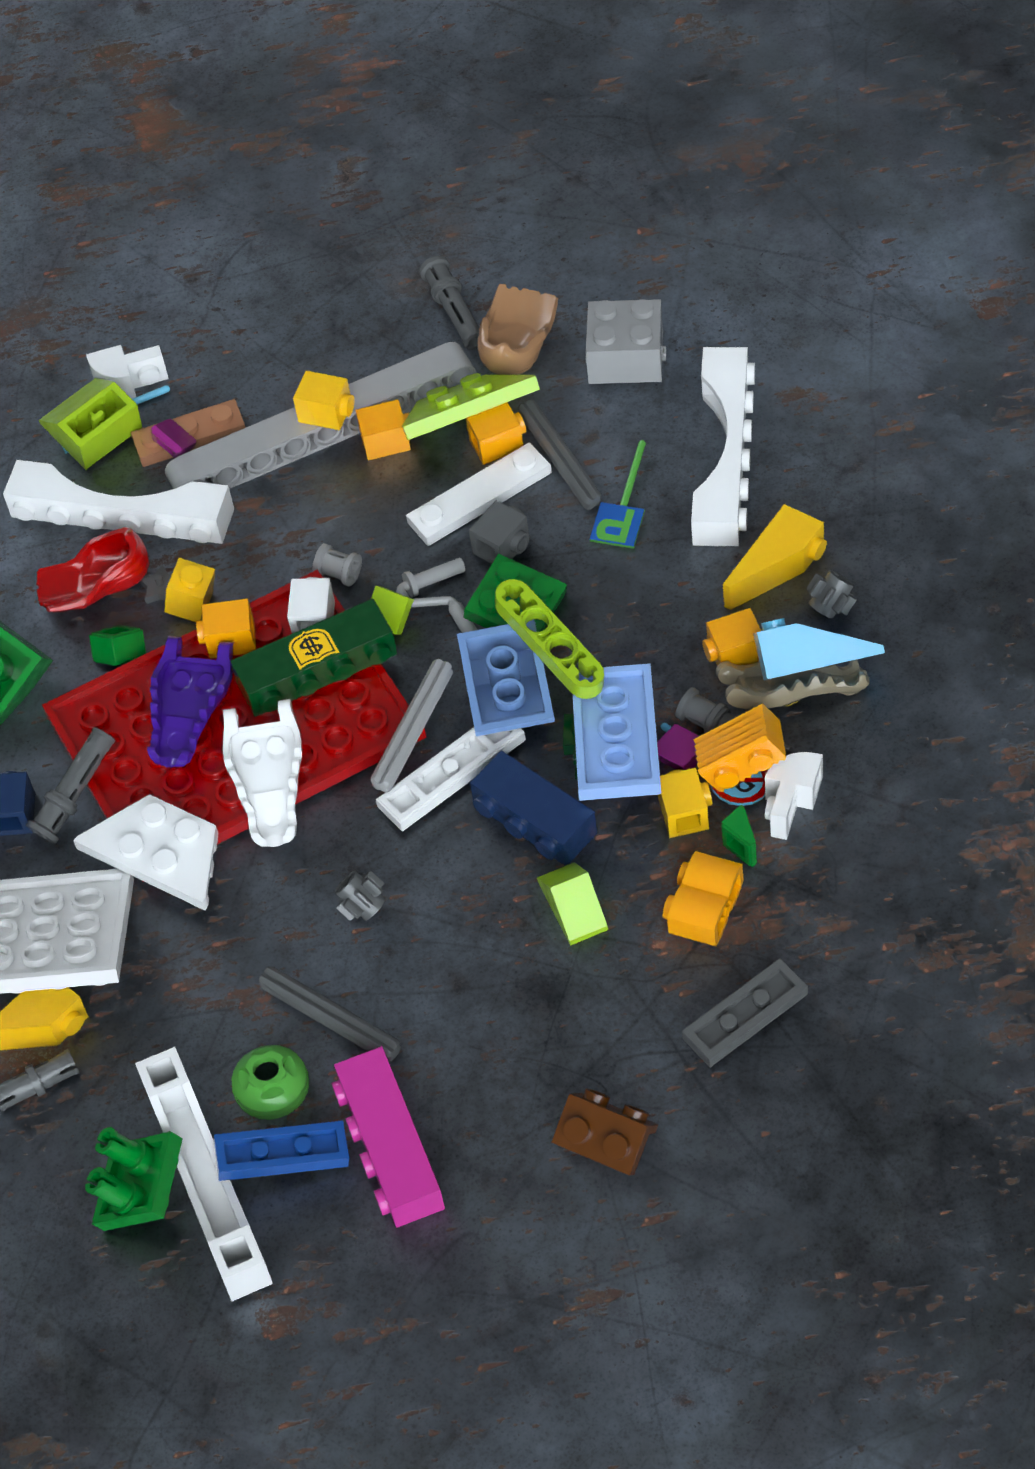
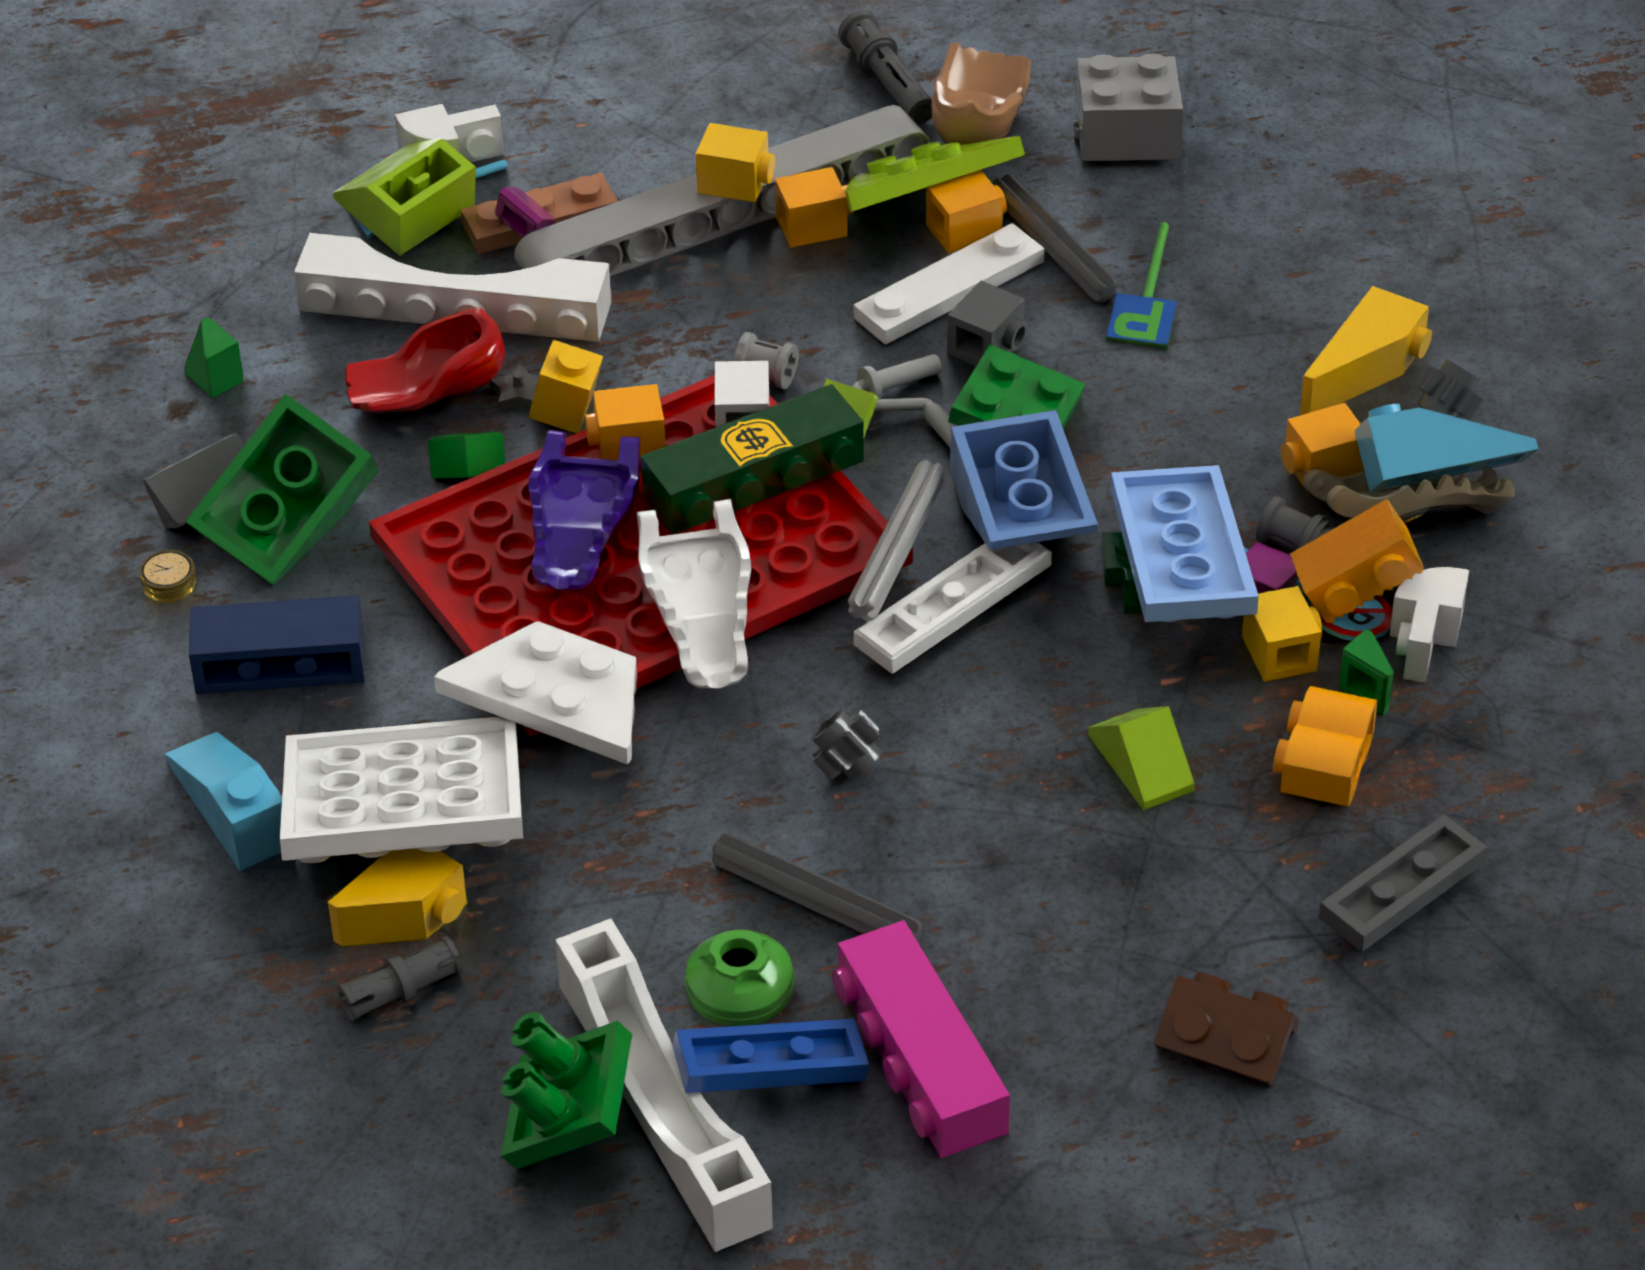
camera: 10 degrees left, 10 degrees down
(62, 800) = (410, 633): dark grey pin -> none
(533, 808) = (1075, 641): dark blue brick -> none
(554, 635) = (1125, 469): lime beam -> none
(717, 501) = (1280, 285): white arch -> none

